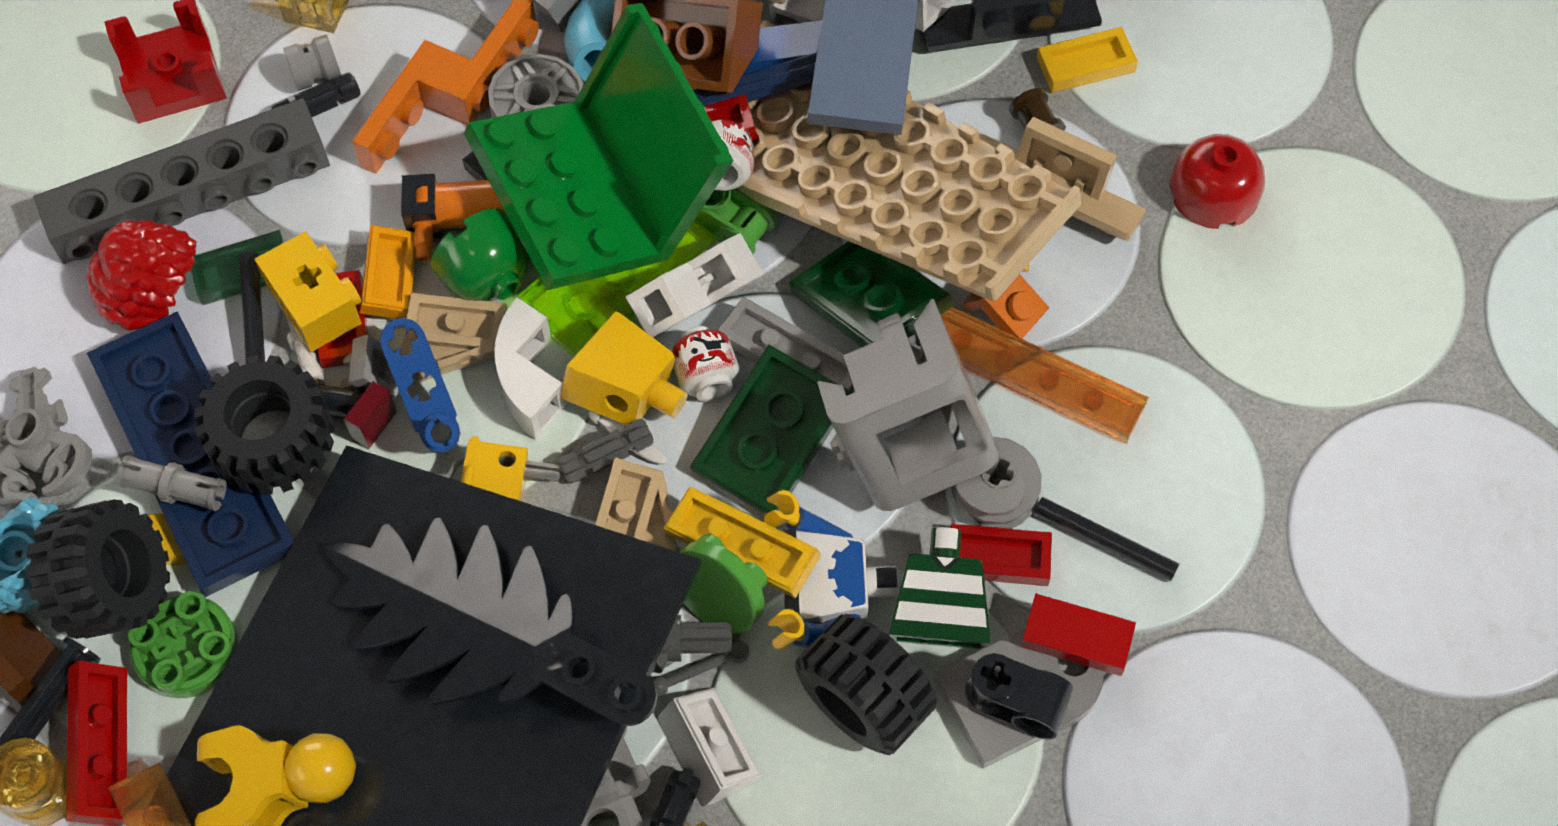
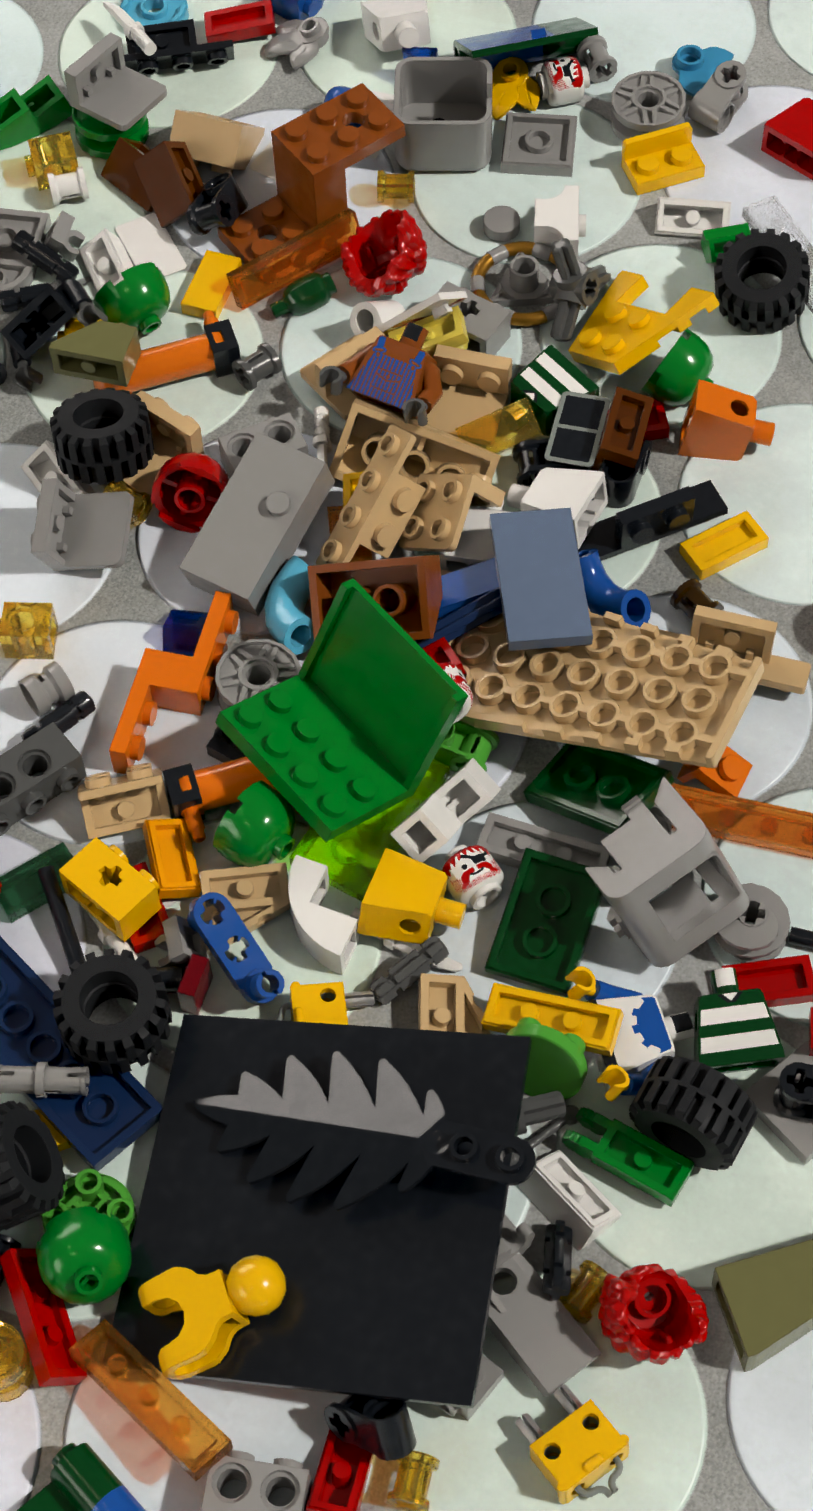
camera: 10 degrees left, 5 degrees down
(154, 688) = (84, 1255): none -> green cylinder
(353, 201) = (122, 801): none -> tan bracket
(472, 30) = (183, 631): none -> clear blue slope
(790, 715) = (631, 1156): none -> green hinge
(933, 83) = (605, 595): none -> blue cylinder

